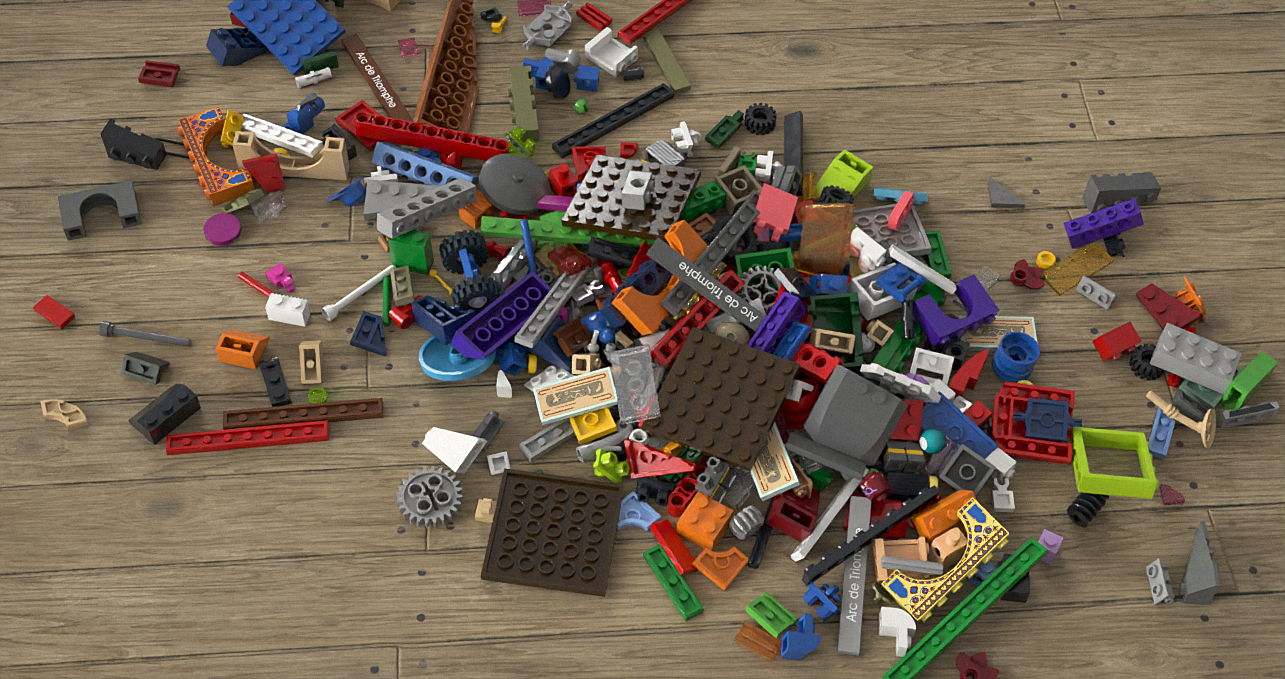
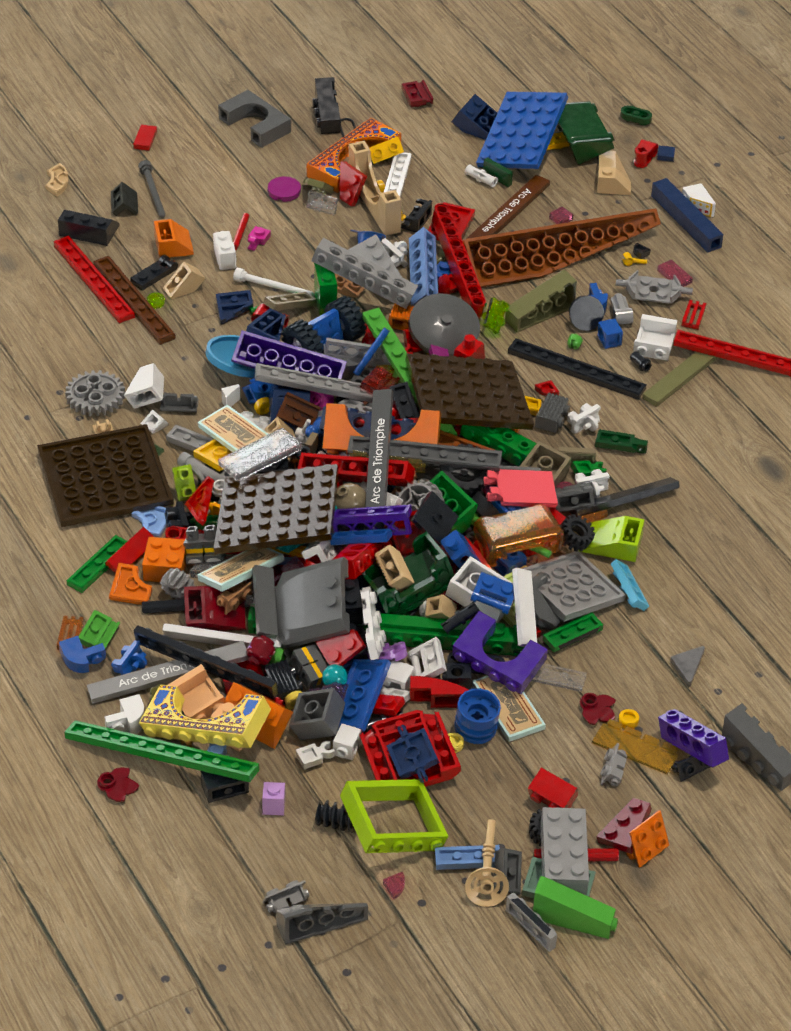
camera: 65 degrees right, 10 degrees down
(301, 117) = (428, 183): blue plate -> none
(584, 157) = (521, 363): red wing -> none
(637, 190) = (465, 381): light grey brick -> none
(760, 126) = (651, 468): black tyre -> none
(869, 251) = (514, 557): white plate -> none
(901, 210) = (593, 577): coral beam -> none
(912, 565) = (188, 696): light grey axle -> none

